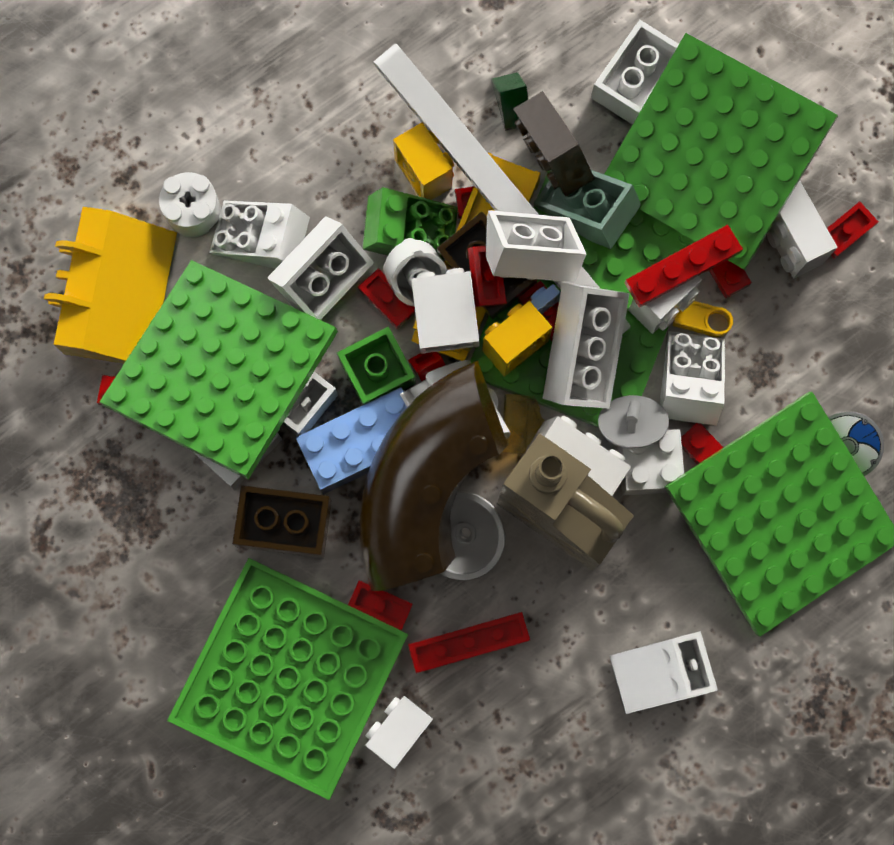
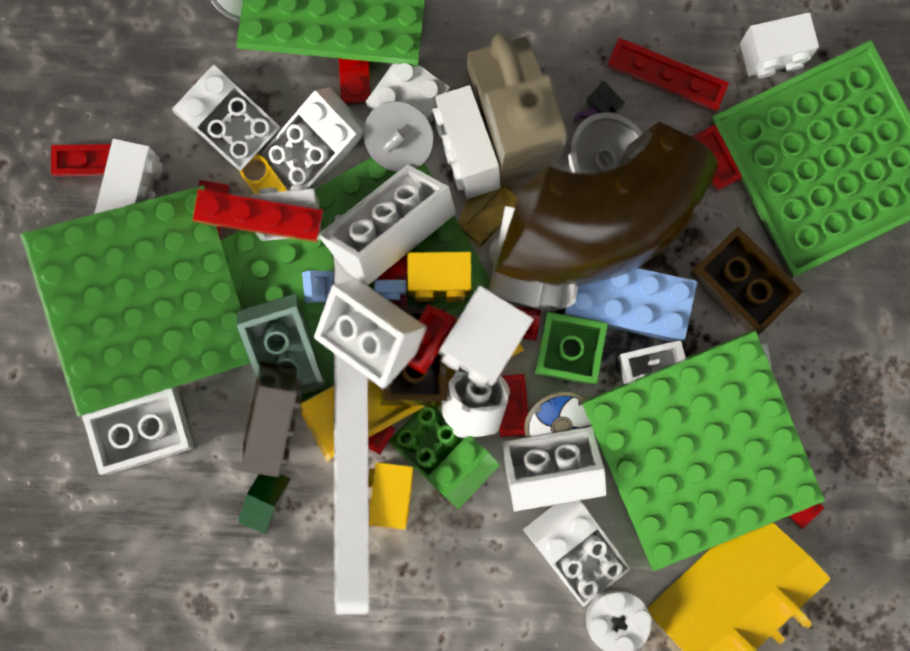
camera: 140 degrees left, 5 degrees up
(350, 310) = (556, 414): none -> shield
(503, 578) = (601, 101): none -> pearl dark grey piece
(599, 266) = (317, 285): none -> light blue plate
(772, 339) = (225, 118): none -> white slope

